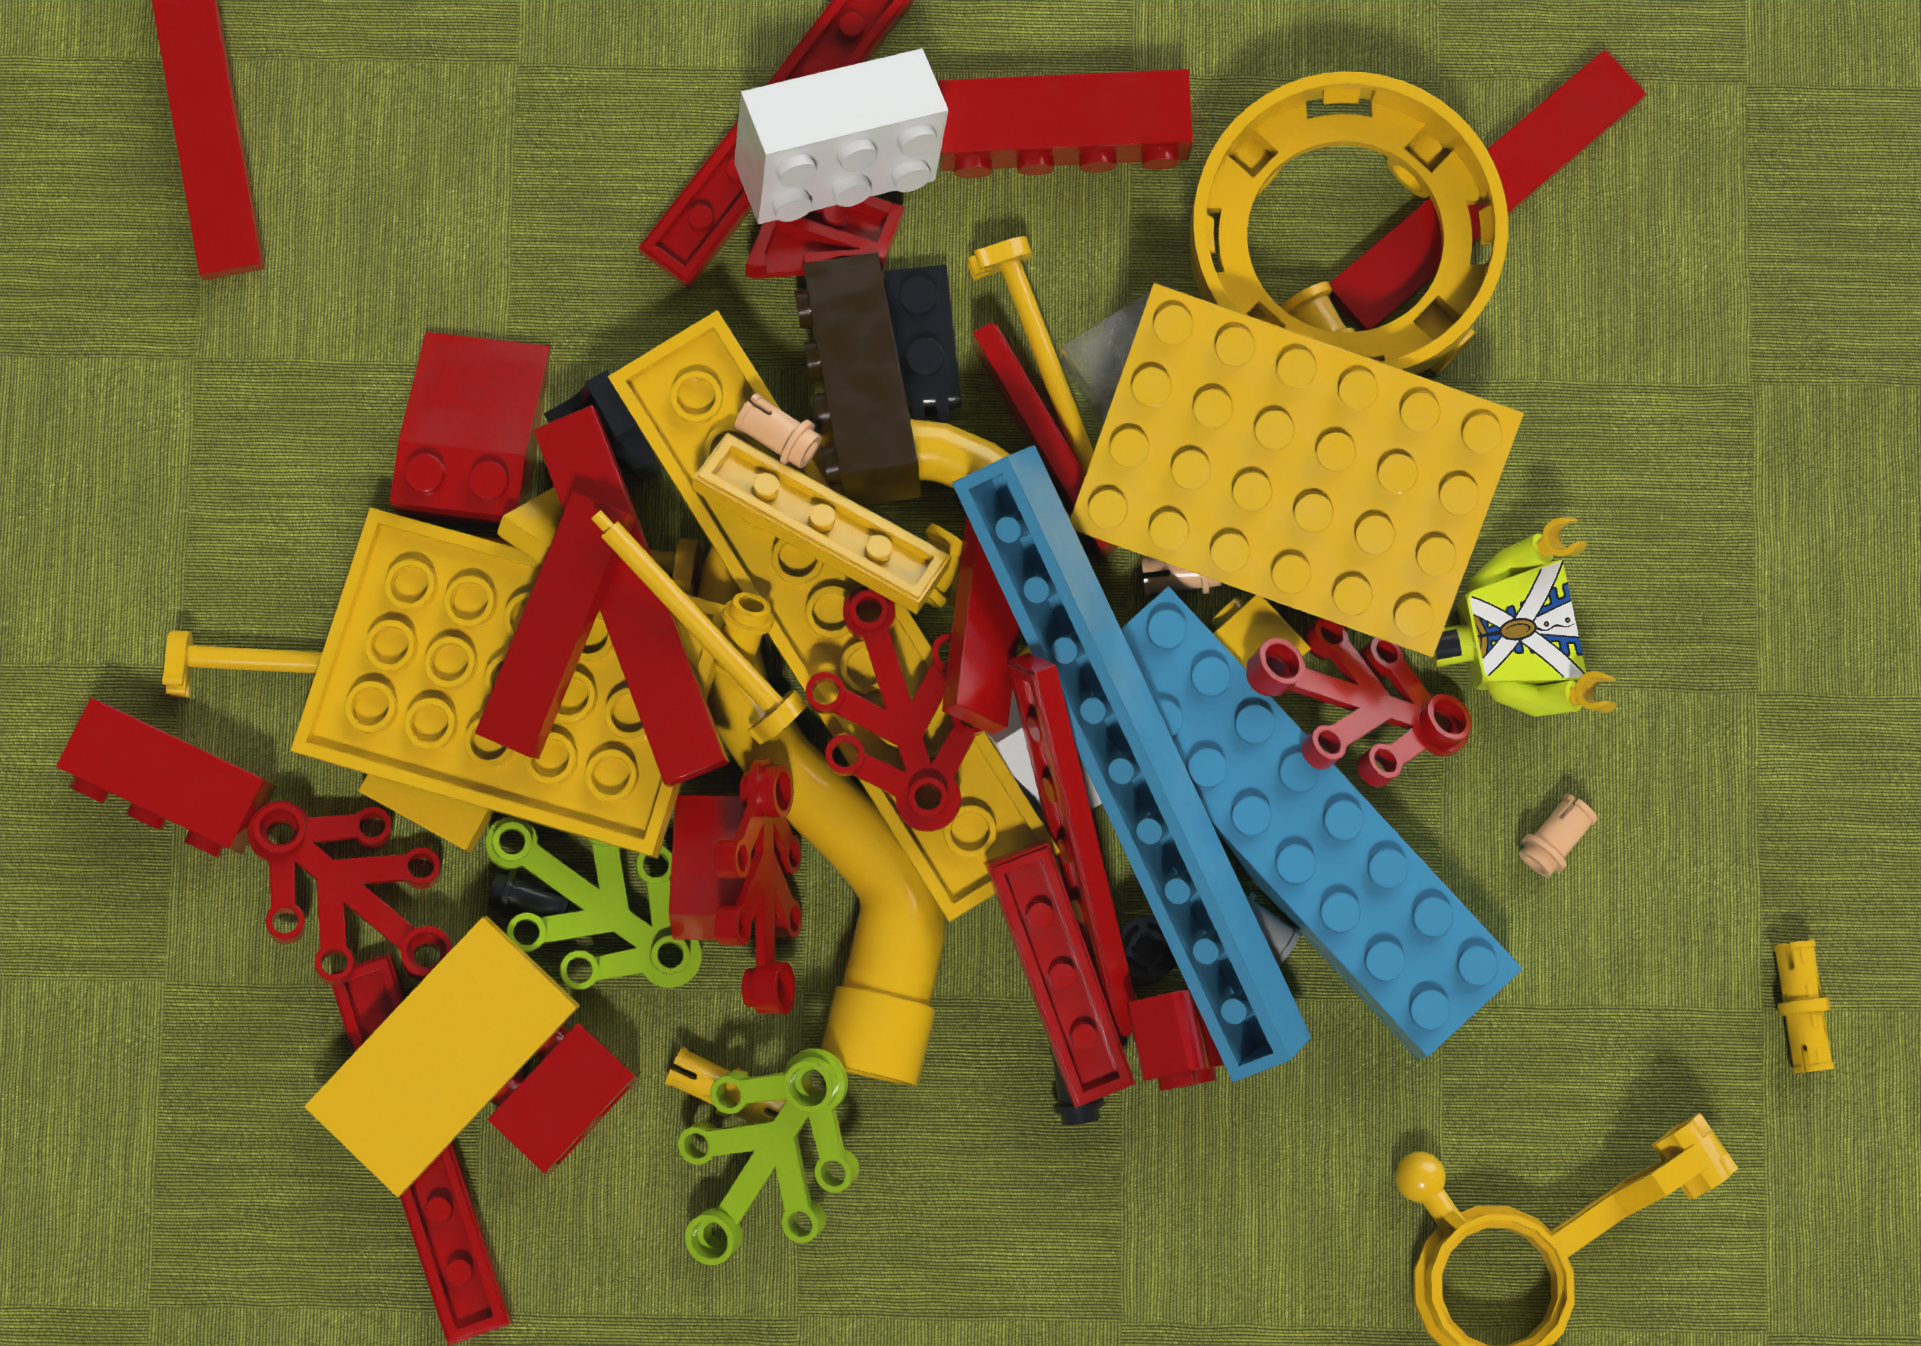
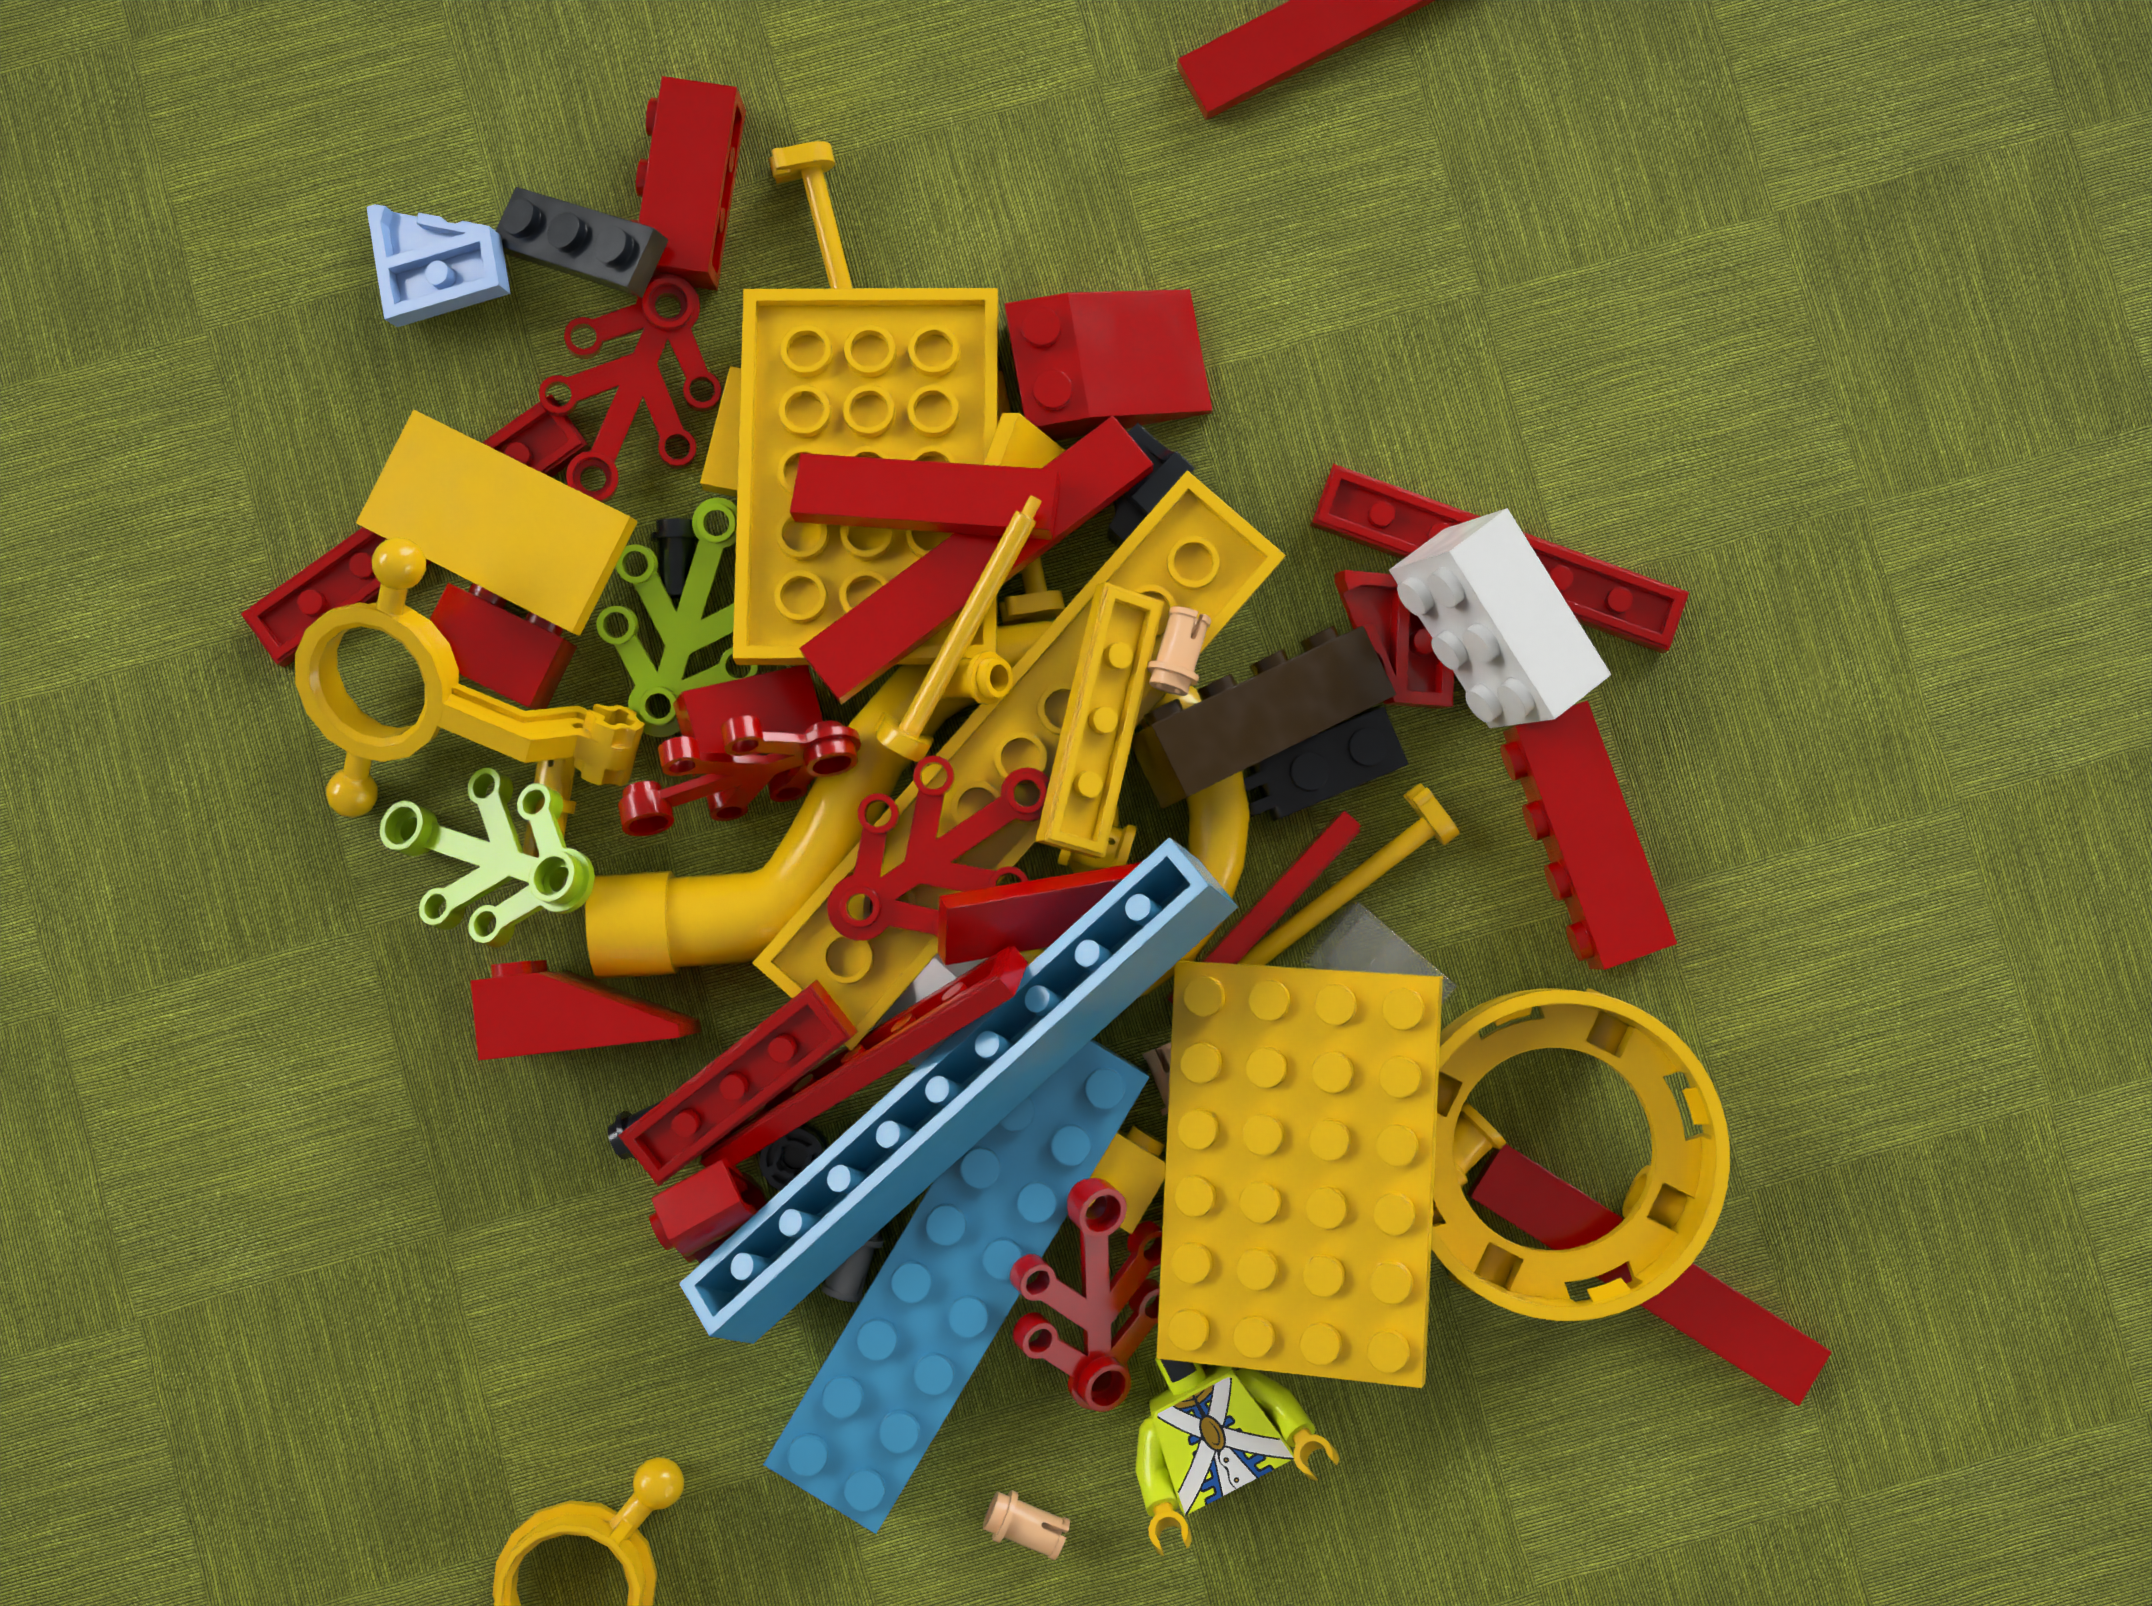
camera: 70 degrees right, 5 degrees up
(162, 1051) = (433, 264): none -> light blue wing
(190, 897) = (580, 241): none -> black plate
(688, 1021) = (599, 739): none -> yellow piece
(940, 1129) = (555, 1011): none -> red slope

